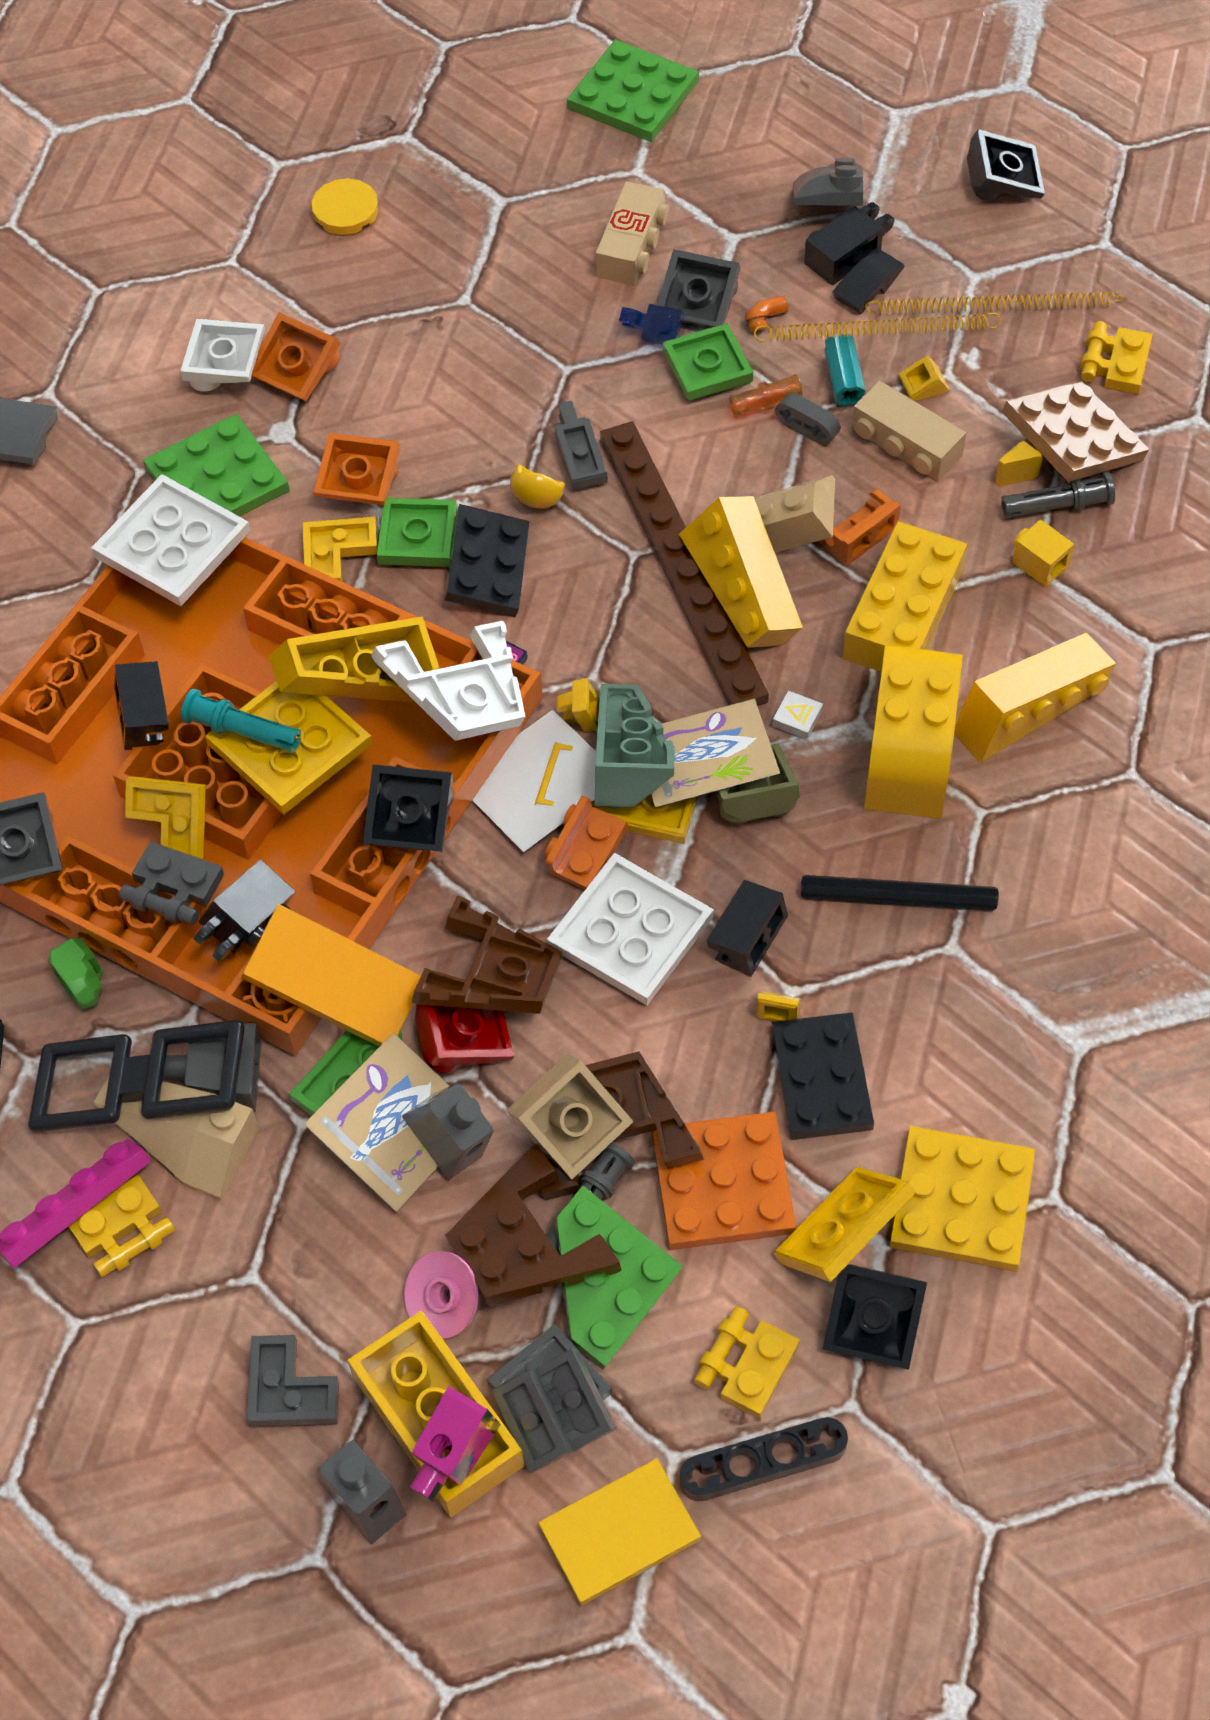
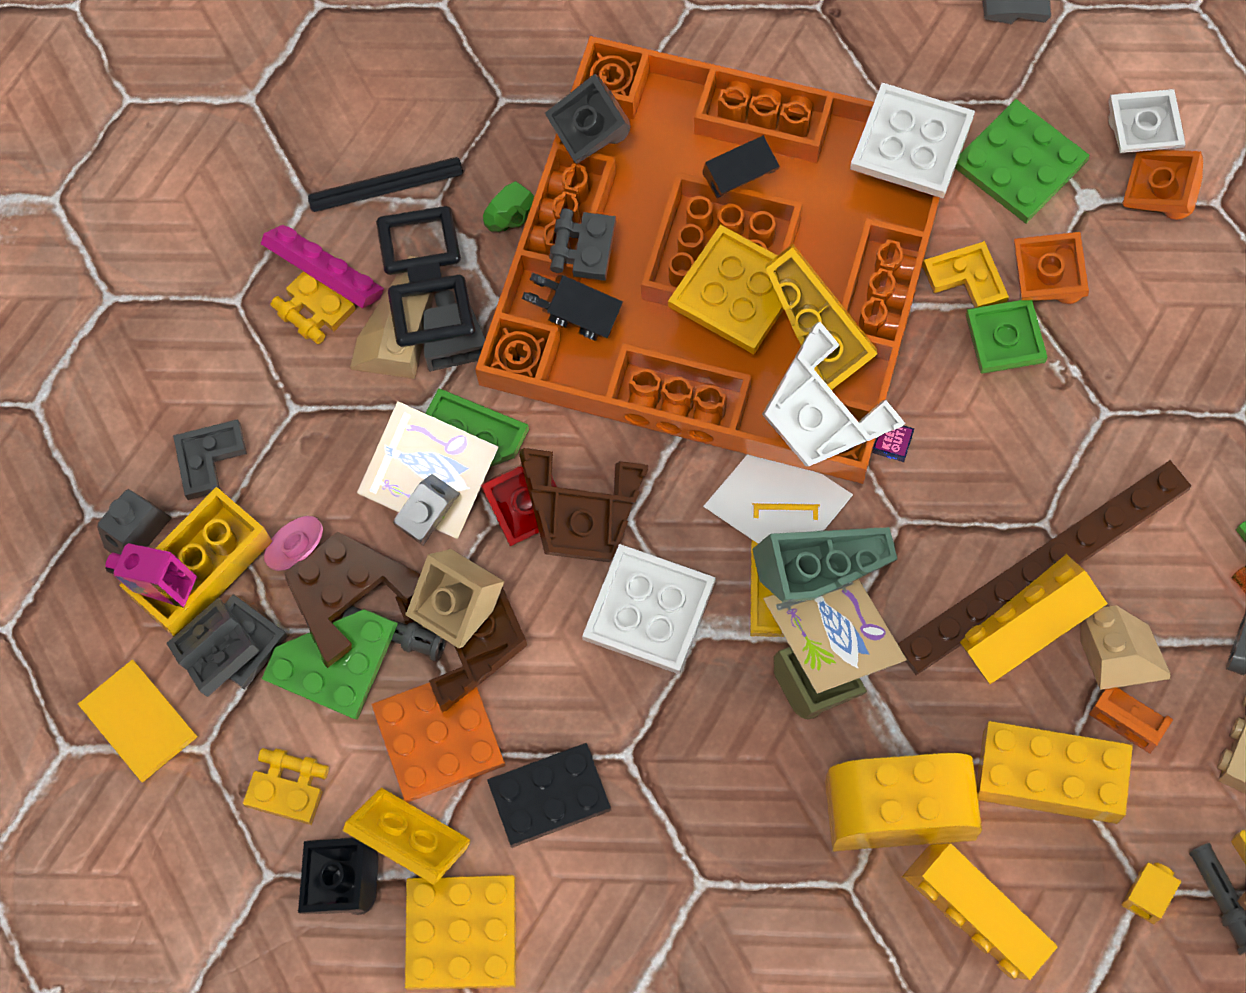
camera: 80 degrees right, 10 degrees up
(175, 805) = (649, 226): yellow plate -> none
(224, 717) = (734, 231): teal pin -> none
(331, 976) = (528, 384): light orange tile -> none
(408, 808) = (691, 397): black slope -> none
(487, 560) = (991, 400): black plate -> none
(535, 488) = (1084, 419): yellow hair -> none
(579, 449) = (1143, 446): dark grey hinge -> none
(580, 705) = (859, 513): yellow tile -> none
(584, 843) = (719, 551): orange bracket -> none
(748, 927) = (671, 703): black hinge -> none
(766, 1466) = (213, 812): black beam -> none
(777, 1006) = (606, 745): yellow slope -> none
(797, 715) = (905, 702): white tile -> none
(899, 892) = (741, 827): black axle -> none

